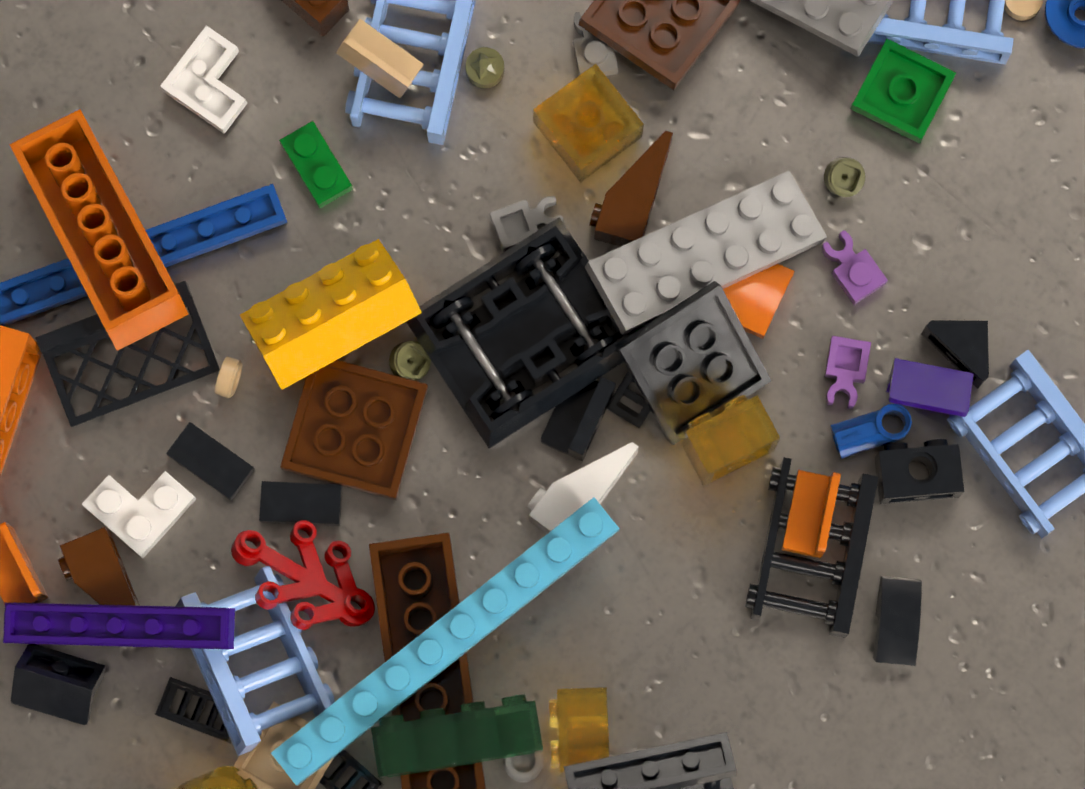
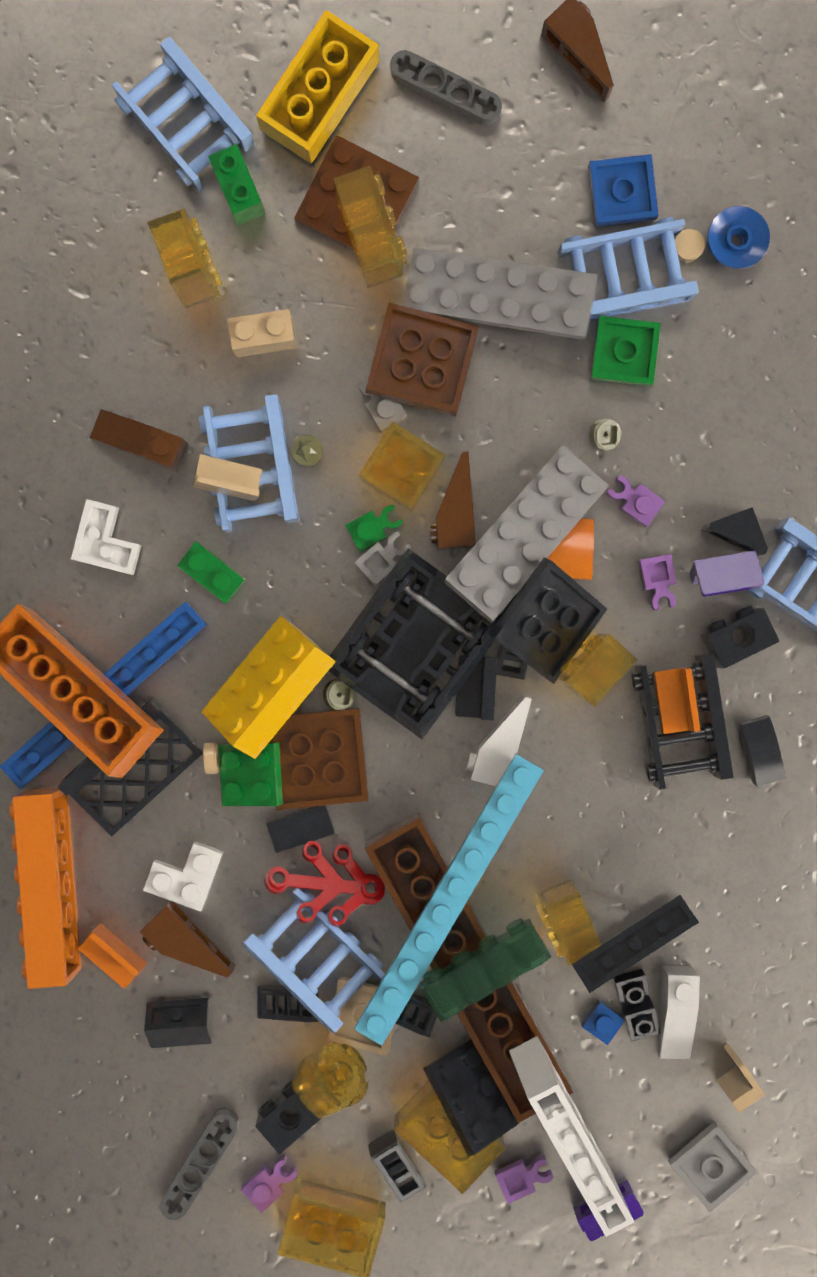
camera: 20 degrees left, 10 degrees up
(119, 625) = (208, 976): dark purple tile -> none
(210, 461) = (223, 822): black tile -> none
(265, 416) = (250, 780): none -> green plate
(522, 183) = (369, 530): none -> green plate
(867, 431) = (691, 621): blue piece -> none

